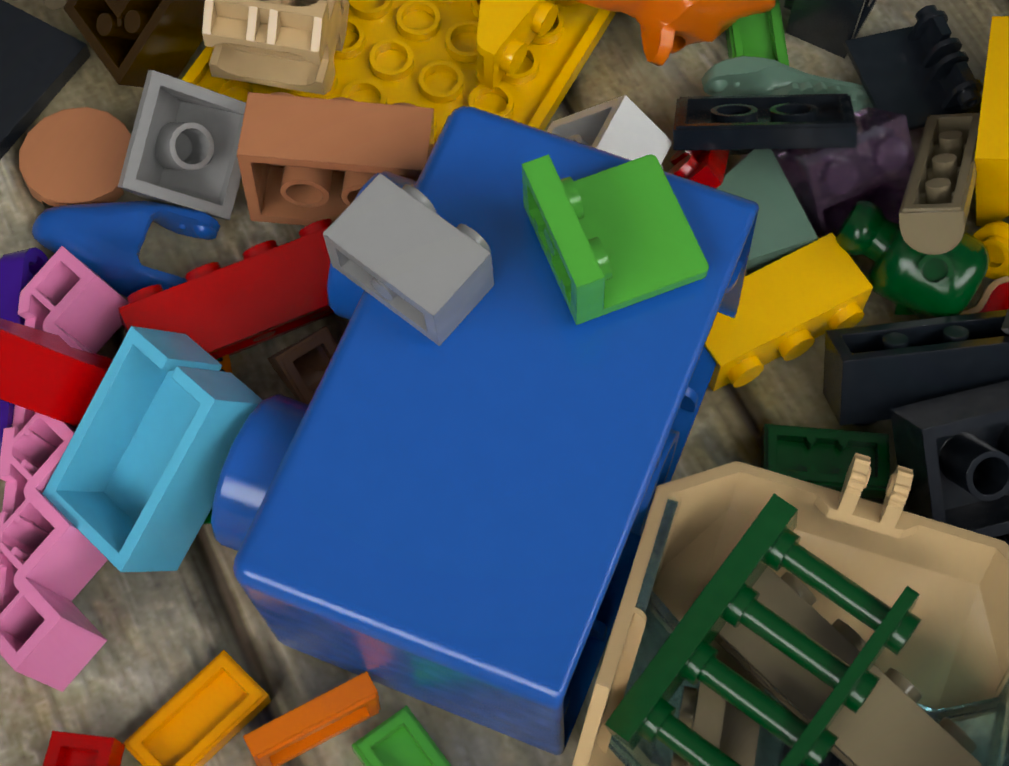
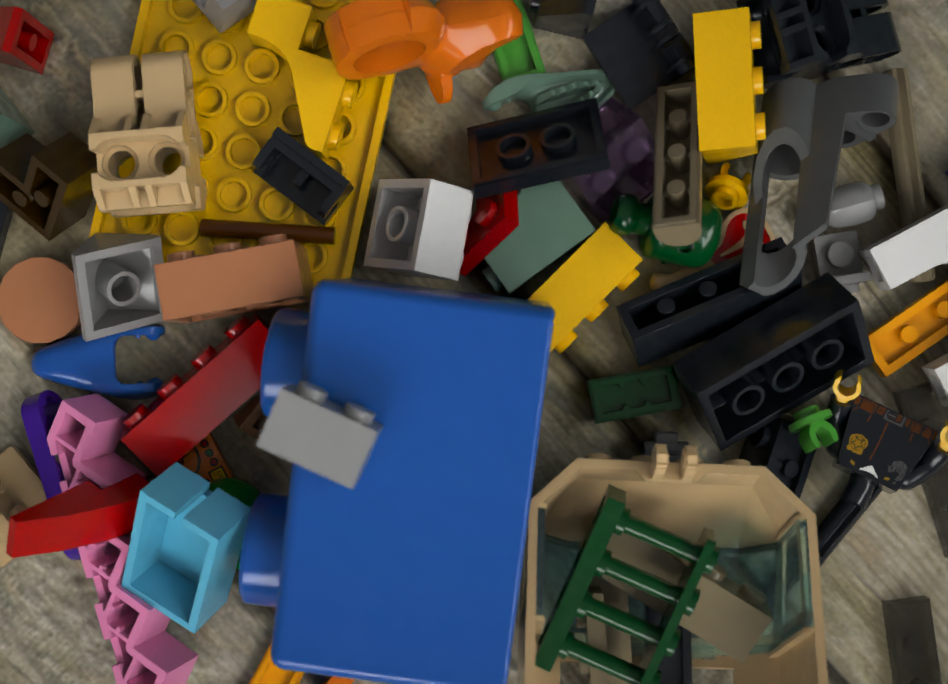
camera: 15 degrees left, 25 degrees up
(455, 75) = (302, 176): none -> black hinge
(611, 234) = (456, 379): bright green bracket -> none

